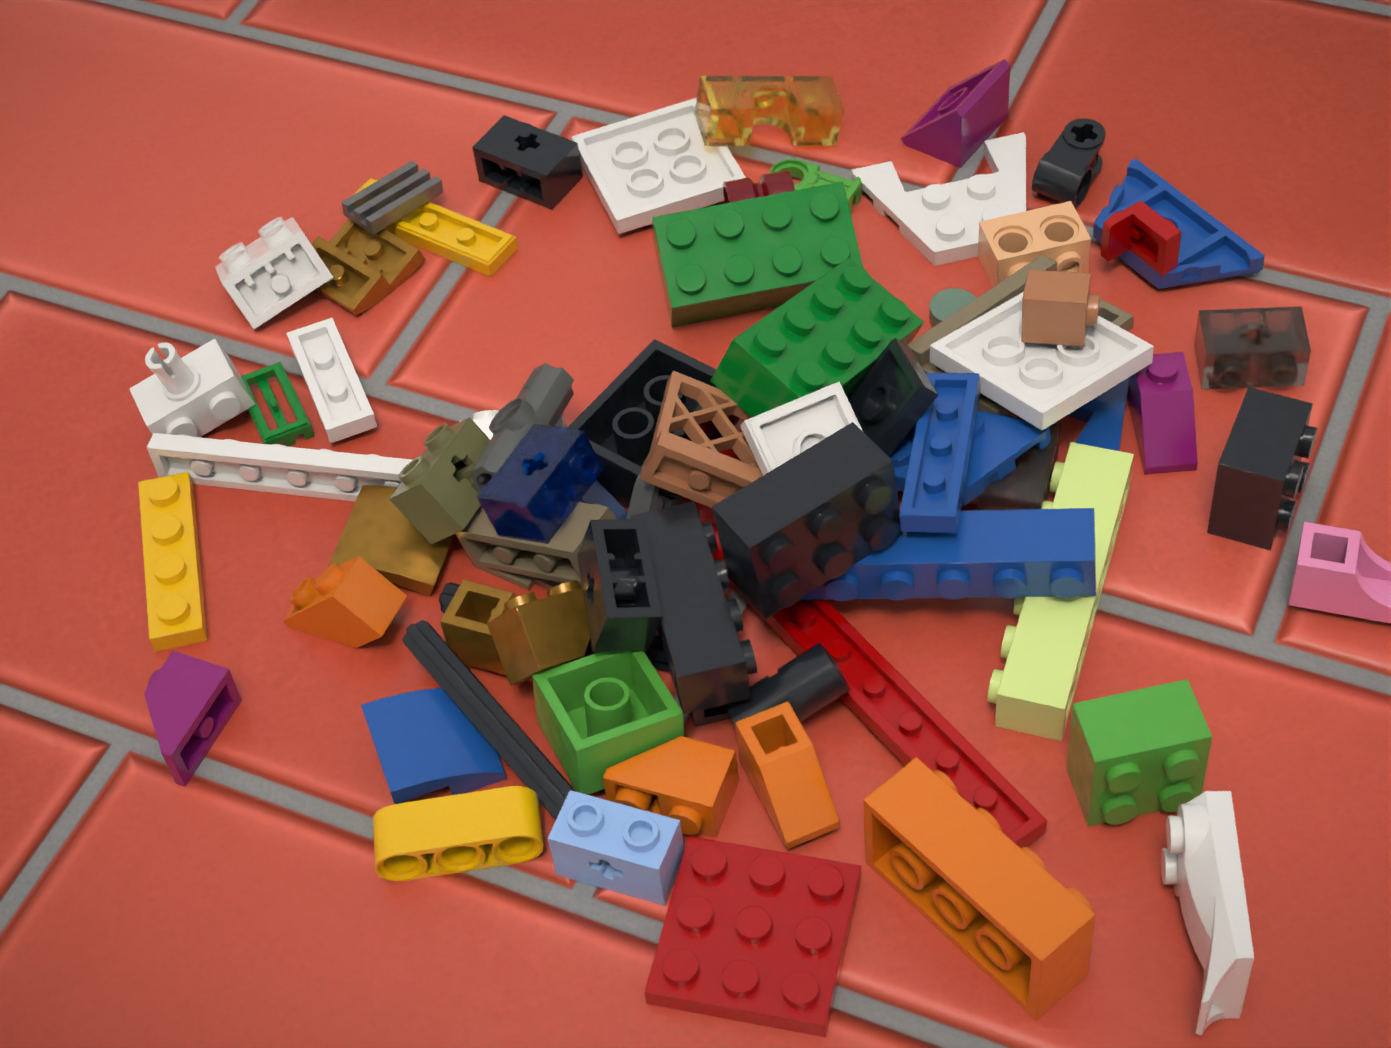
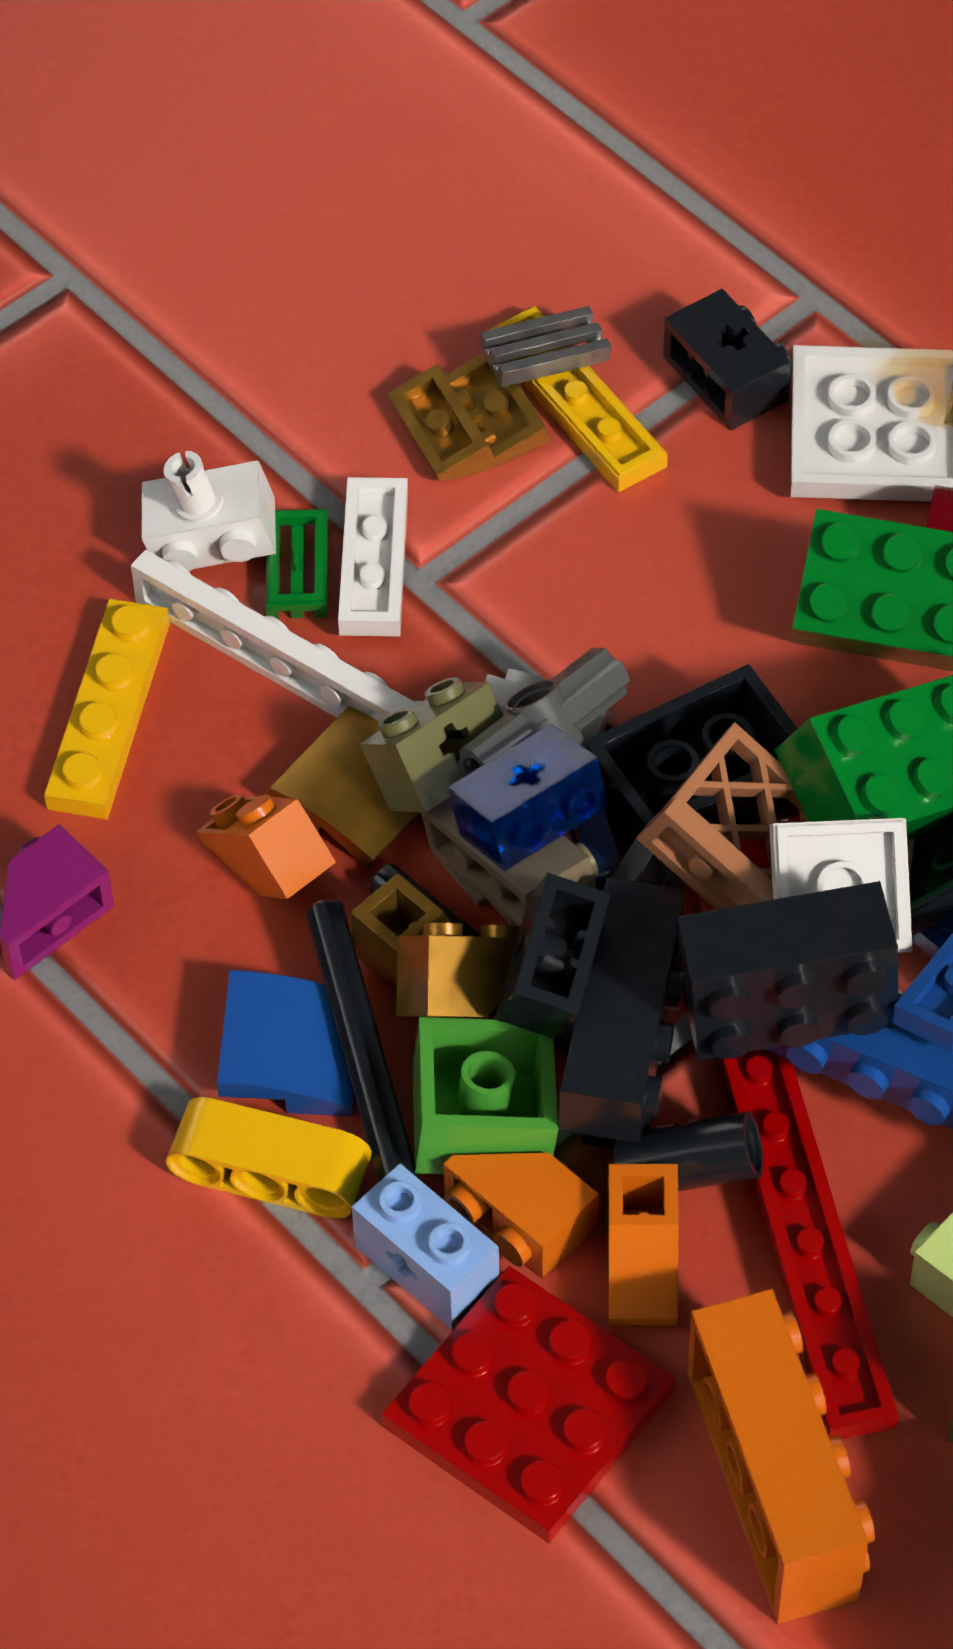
camera: 20 degrees right, 5 degrees up
(271, 271) = (364, 388): white bracket -> none

